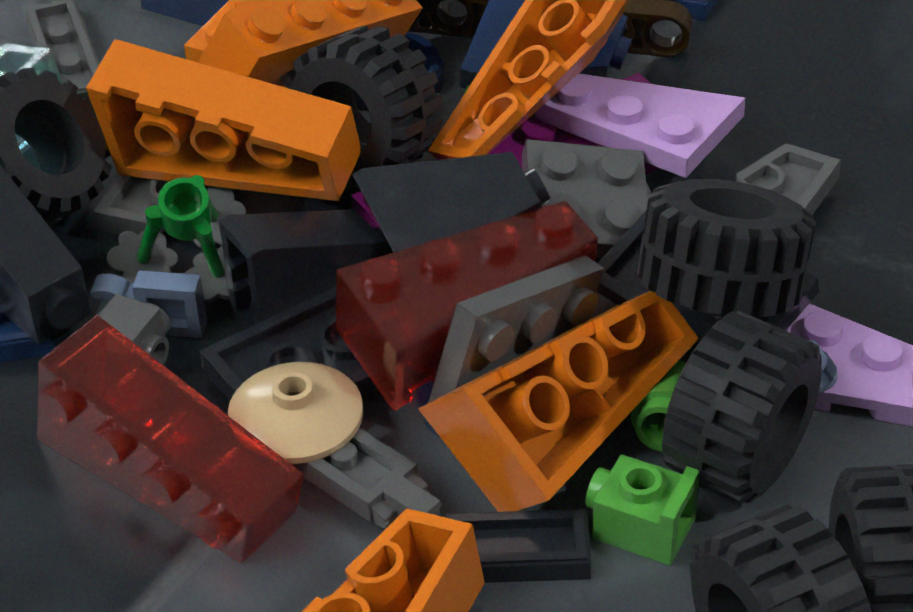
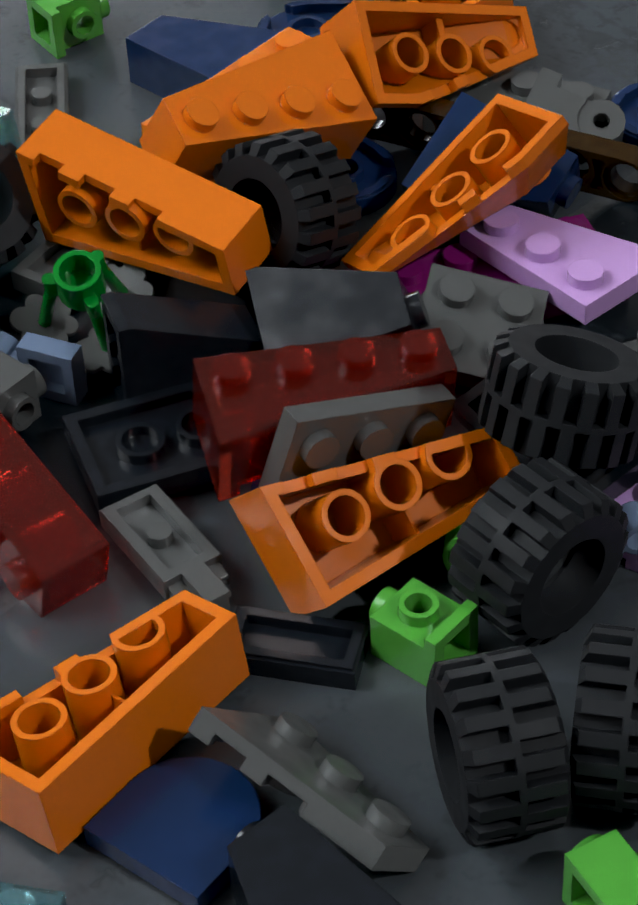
camera: 15 degrees right, 0 degrees up
(299, 410) = (130, 486): tan dish -> none

